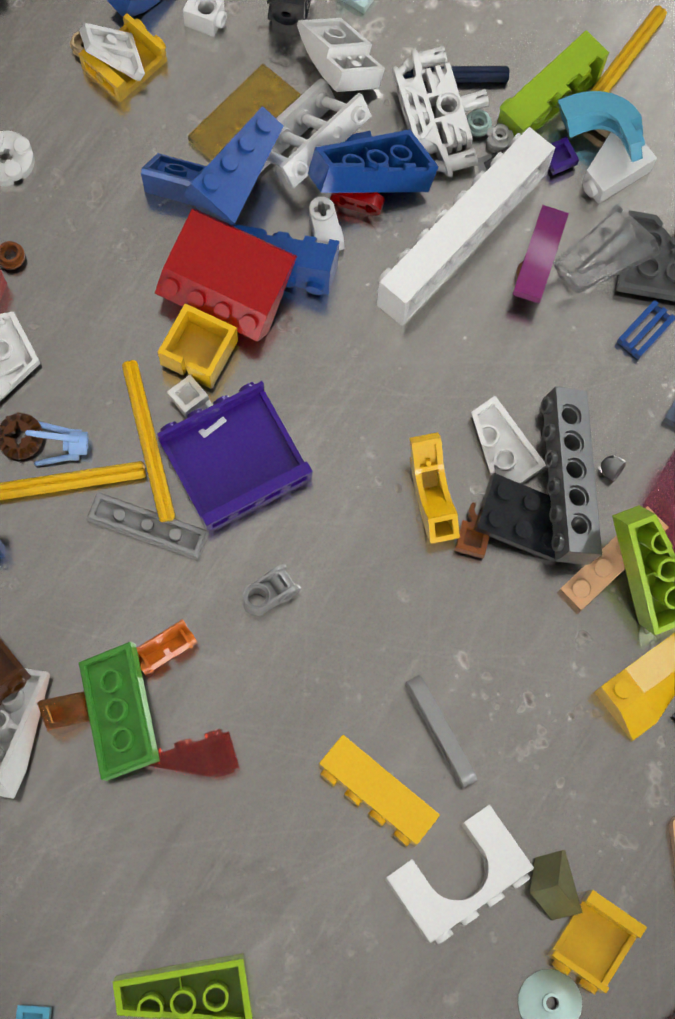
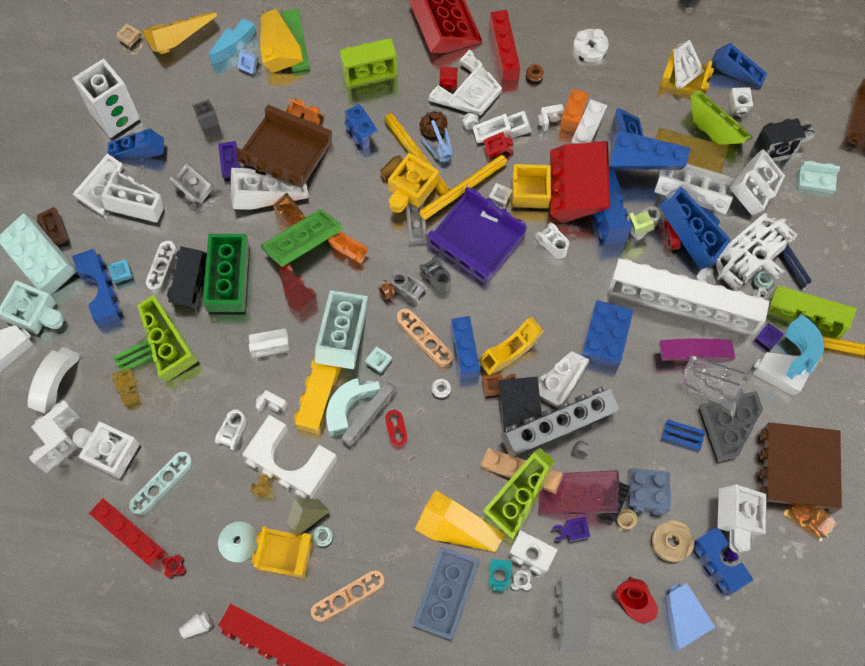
camera: 70 degrees right, 5 degrees down
(31, 943) = (160, 258): none -> white beam
(43, 381) = (470, 120): none -> white plate
(63, 523) = (391, 166): none -> pearl gold cone
(79, 342) = (512, 126): none -> white slope
(93, 268) = (551, 114): none -> white bracket
(99, 915) = (187, 277): none -> black wedge
(104, 360) = (498, 144): none -> red bracket
(105, 231) = (574, 110): none -> orange brick
(113, 510) = (411, 183): none -> yellow brick
(121, 851) = (226, 273): none -> green brick
(135, 216) = (590, 122): none -> white arch
(224, 56) = (716, 122): none -> lime wedge
(261, 832) = (269, 342): none -> white panel
(262, 623) = (386, 290): none -> dark orange plate
(267, 542) = (436, 271): none -> dark grey piece
(292, 357) = (551, 238): none -> white piece
(304, 713) = (341, 329): none -> light aqua brick
(333, 227) = (641, 223): none -> yellowish green panel
(356, 597) = (422, 339): none -> light nougat beam
(364, 682) = (378, 360): none -> light aqua plate
(366, 863) = (273, 401): none -> white bracket
(381, 946) = (230, 430): none -> white piece
(388, 546) = (465, 348): none -> blue arch
(414, 772) = (343, 399): none -> light aqua arch
(449, 605) = (444, 383): none -> white plate
(468, 354) = (607, 334): none -> blue brick
(477, 694) = (400, 426): none -> red beam
(489, 933) = (262, 488): none -> clear yellow tile
(602, 872) = (319, 530): none -> light aqua plate

